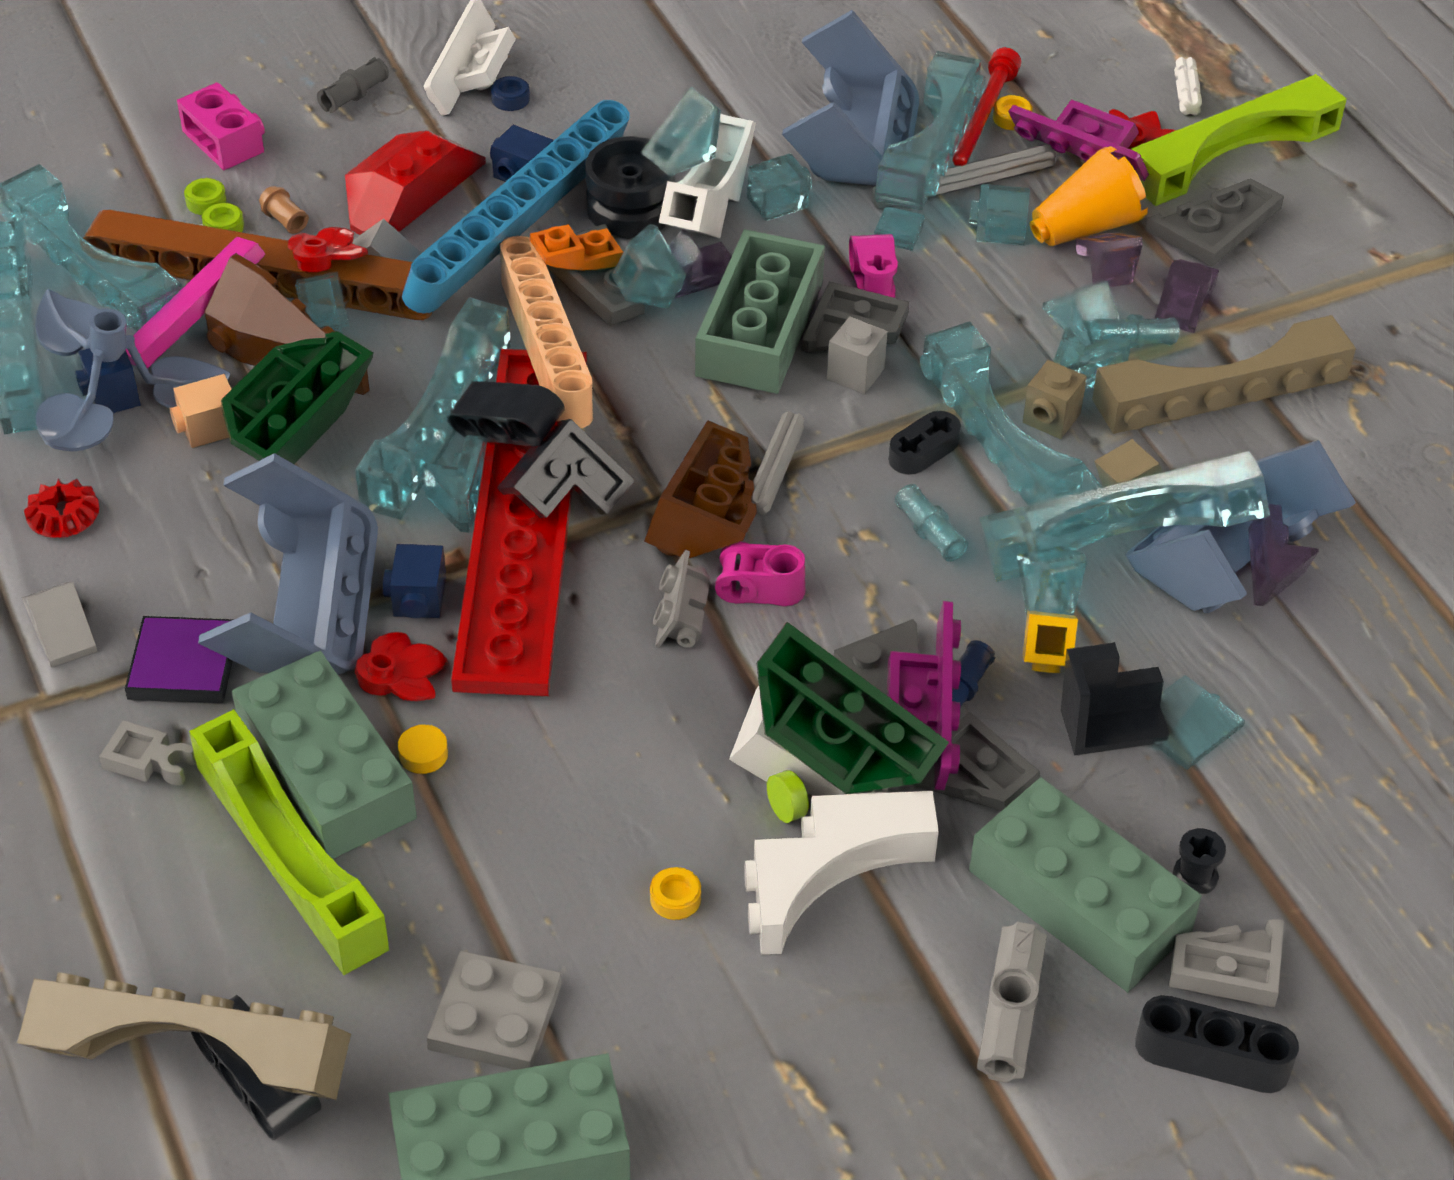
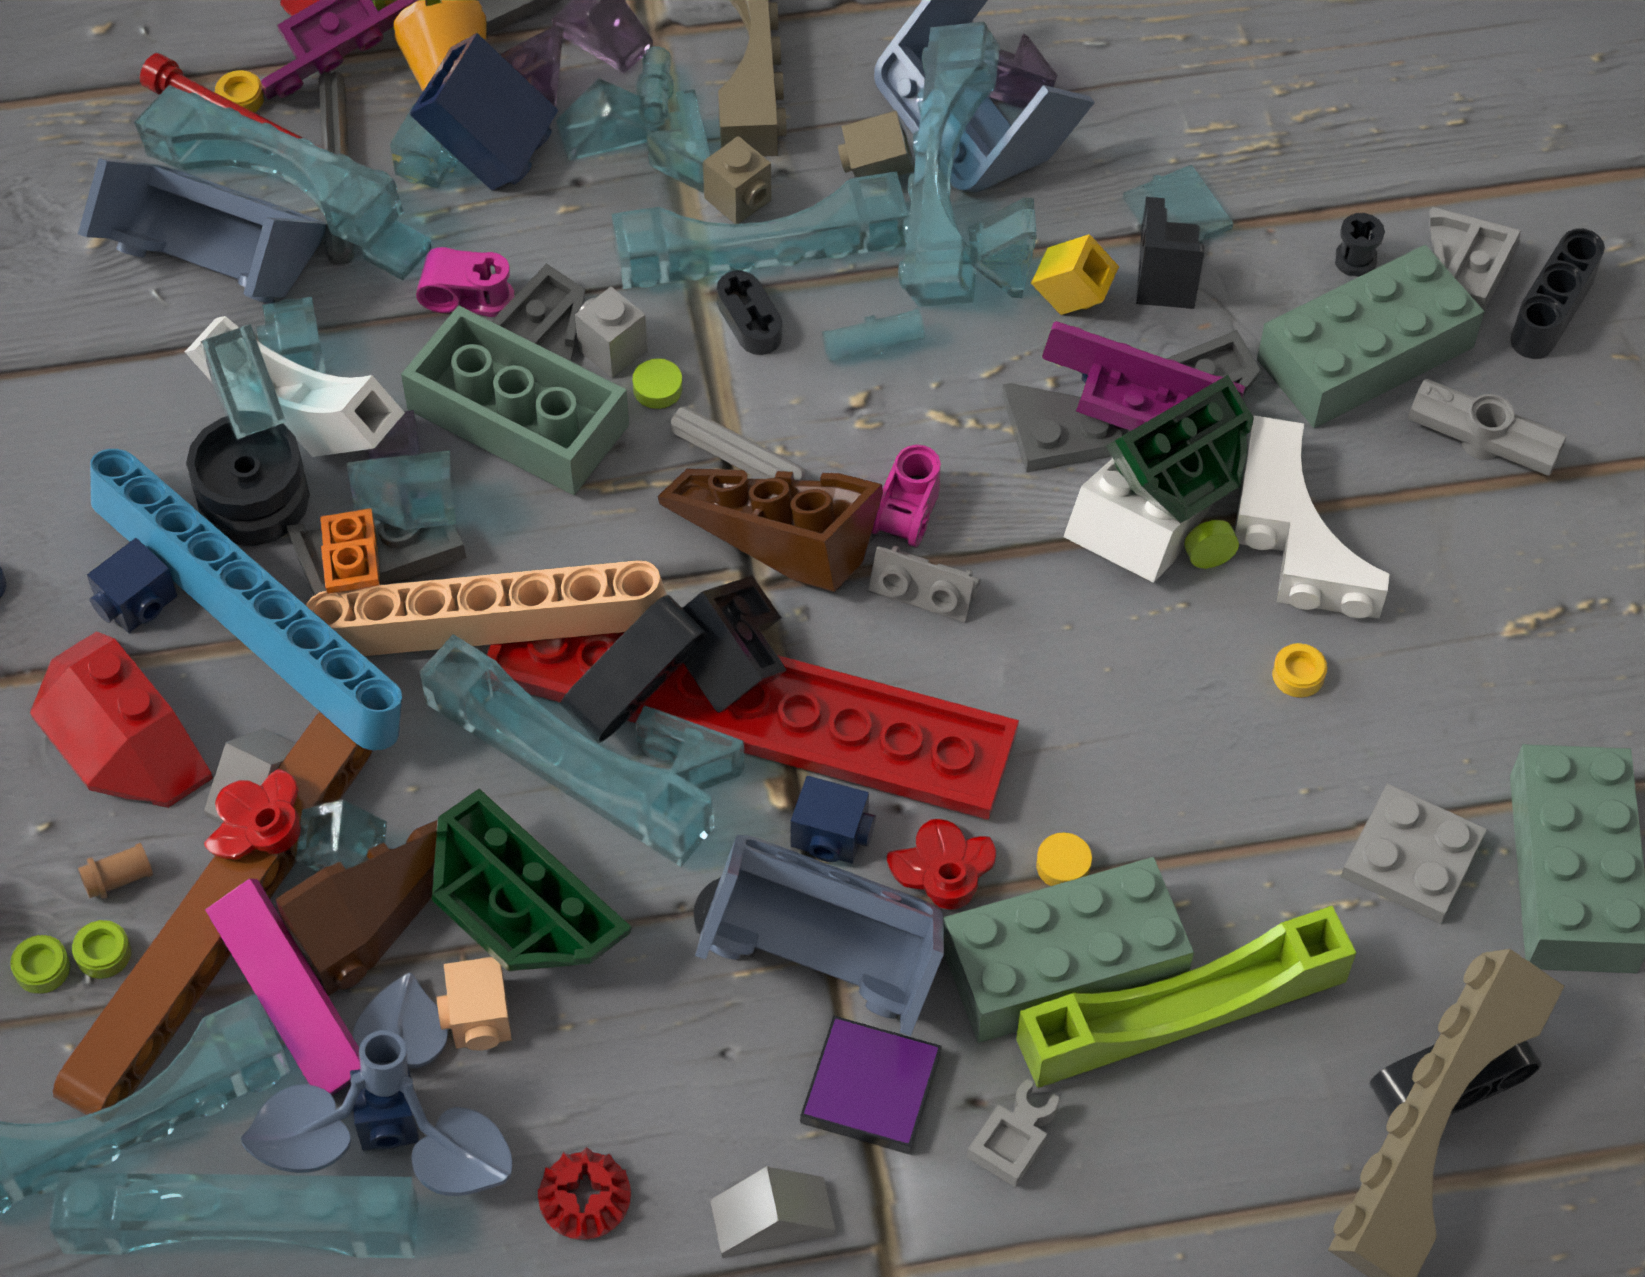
camera: 75 degrees left, 10 degrees up
(826, 401) = (657, 383): none -> lime tile
(1035, 225) = (485, 113): none -> dark blue brick

